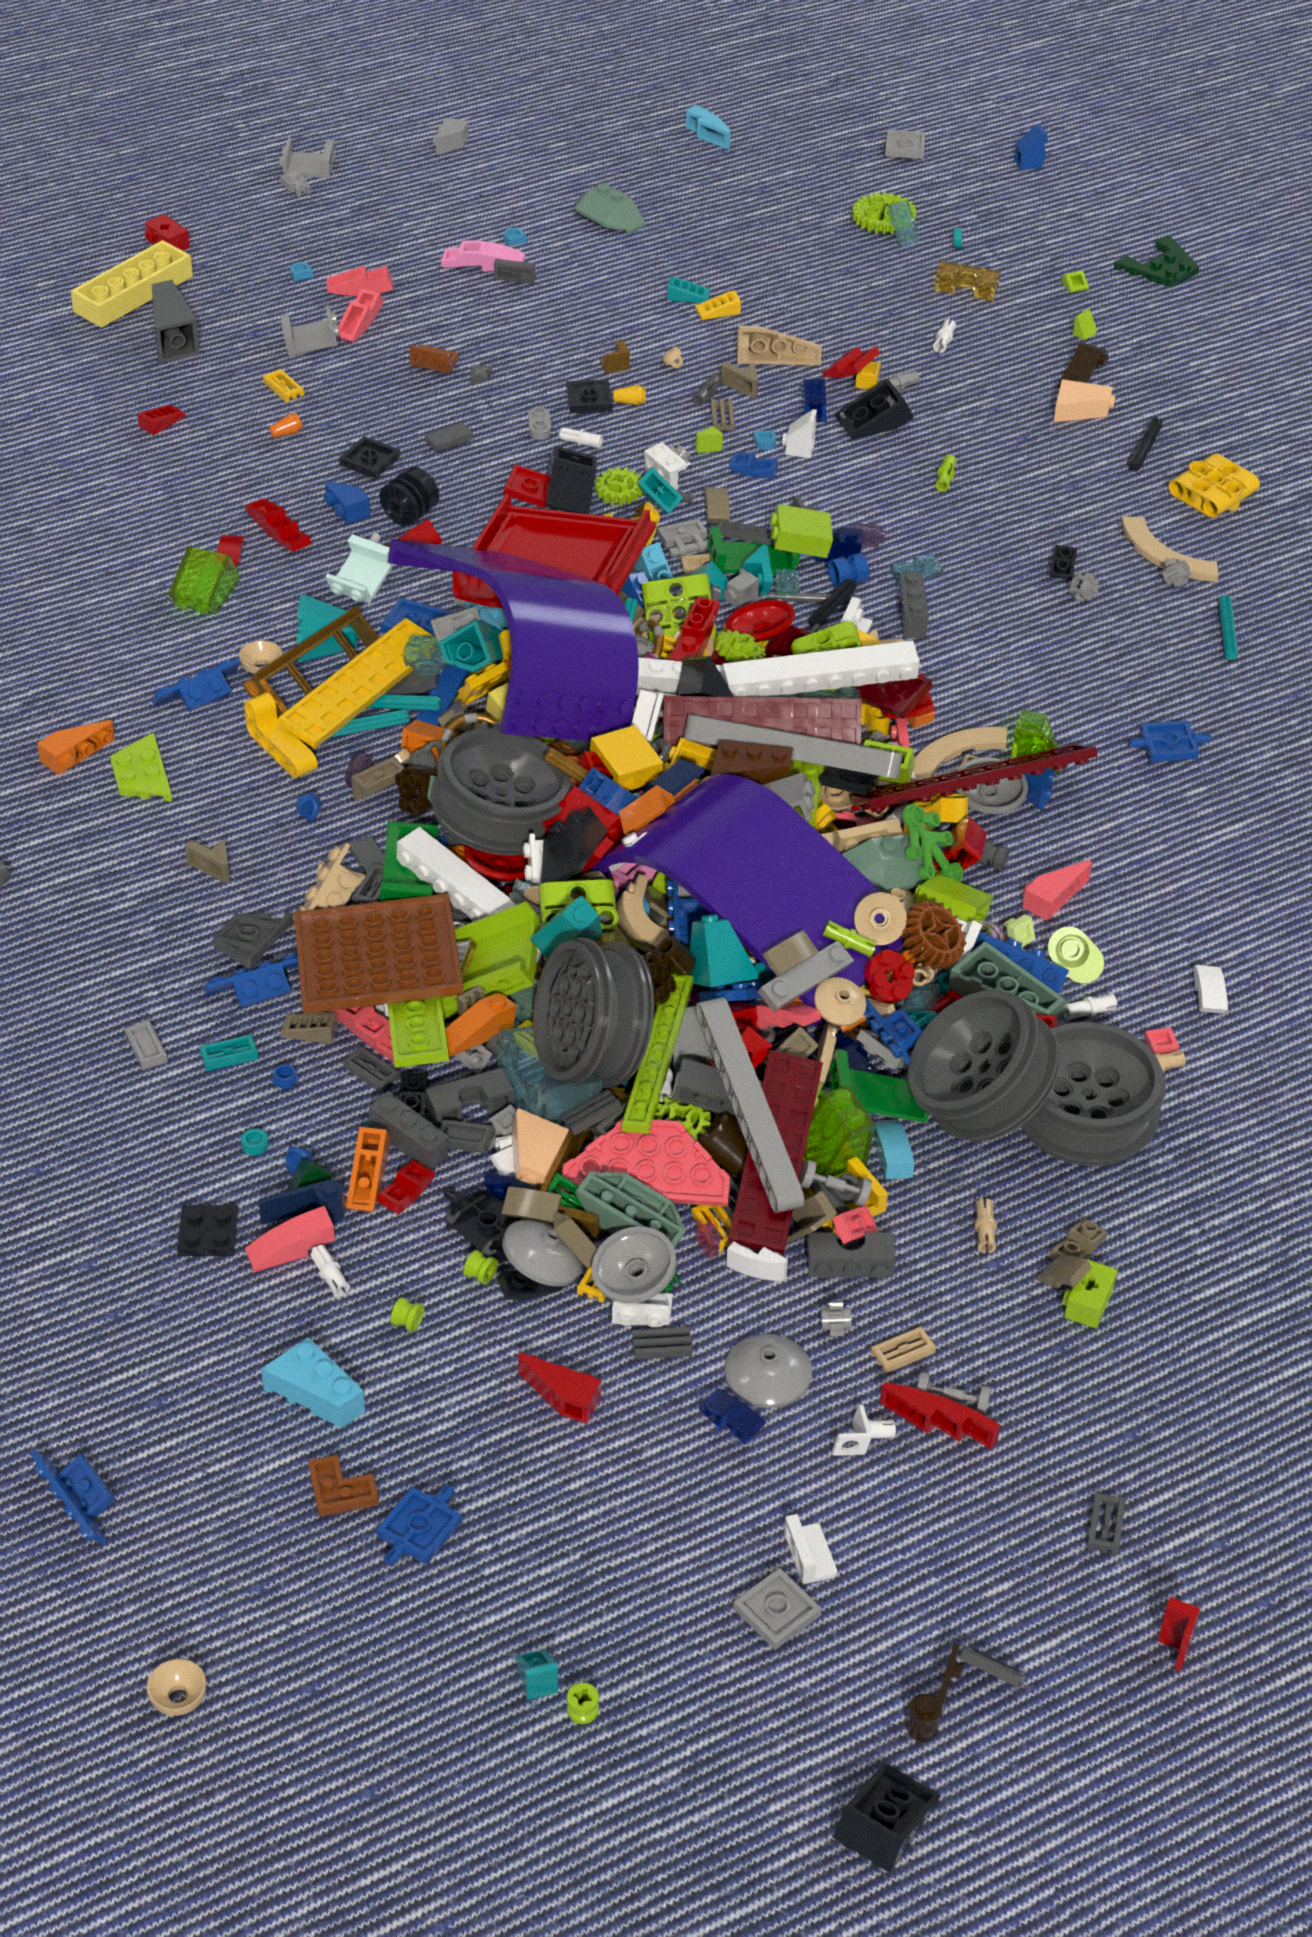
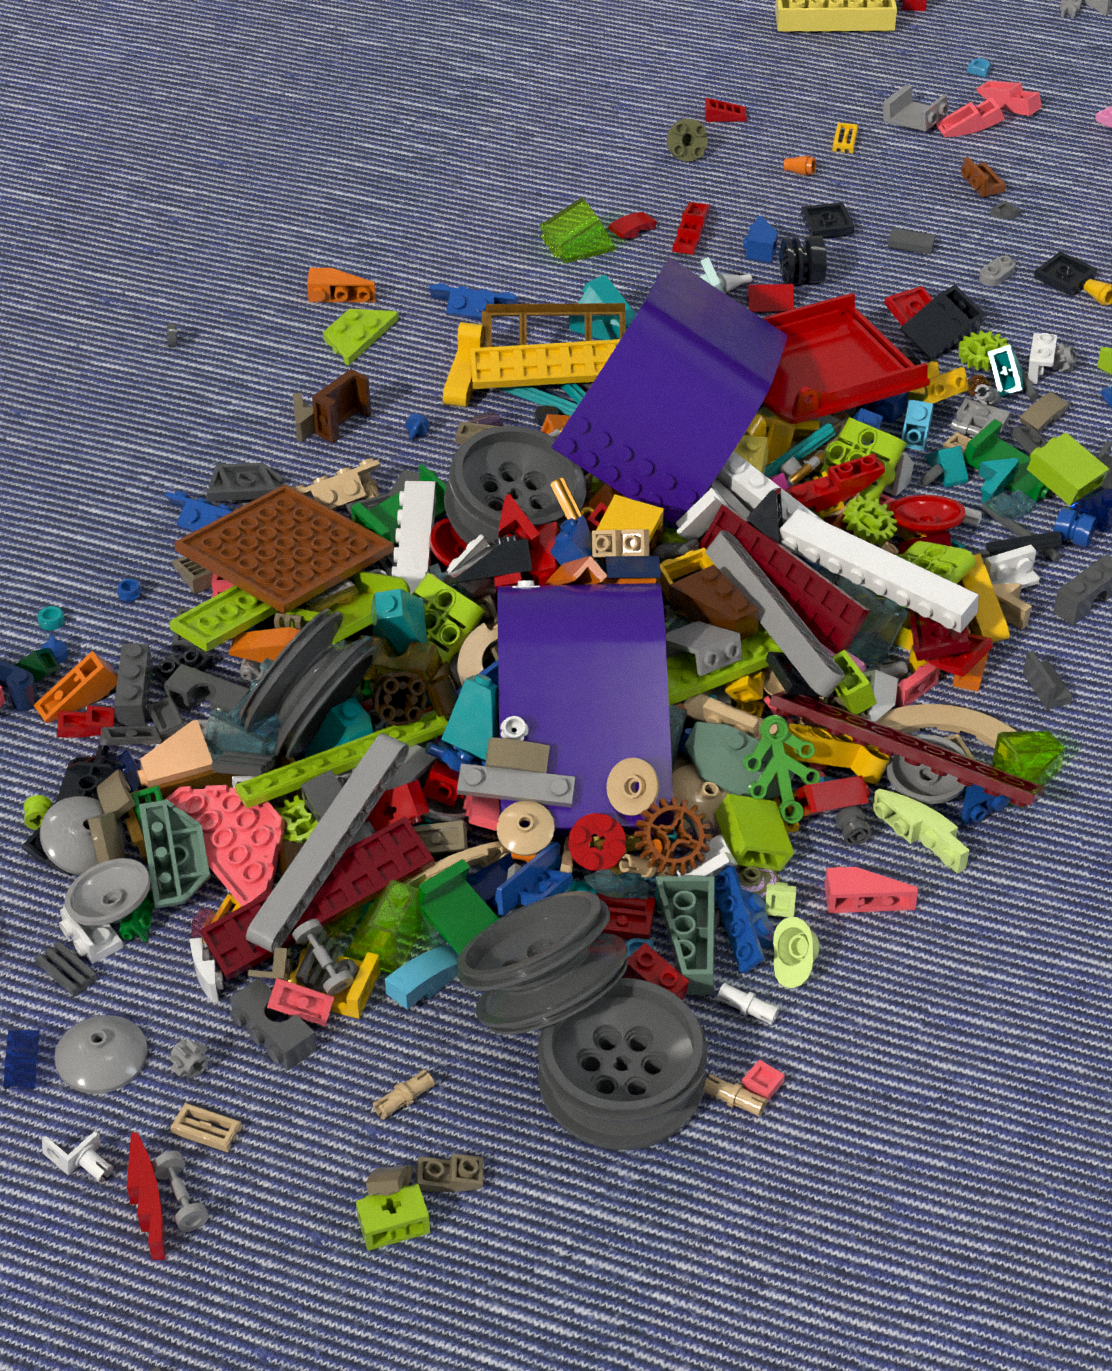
camera: 50 degrees right, 0 degrees up
(145, 1045) = (88, 507): light grey tile -> none
(173, 324) = (816, 49): dark grey slope -> none
(177, 456) = (687, 140): none -> olive plate
(230, 1055) = (123, 551): teal tile -> none
(239, 828) = (339, 402): none -> reddish brown panel
(258, 653) = (537, 297): tan piece -> none
(387, 734) = (542, 411): none -> black tile
(468, 1165) = (129, 735): none -> dark grey slope
(556, 800) = (514, 518): none -> red slope
(581, 437) = (1013, 300): white axle -> none
(647, 767) = (620, 543): none -> tan slope
(677, 512) = (987, 395): none -> light grey pin
(742, 589) = (964, 485): light grey brick -> none
(770, 932) = (517, 723): none -> white plate
(849, 938) = (589, 783): lime pin -> none
(967, 684) = (1046, 682): none -> dark grey panel
(1024, 823) = (918, 821): none -> yellowish green slope
(1211, 989) = (872, 1074): white slope -> none

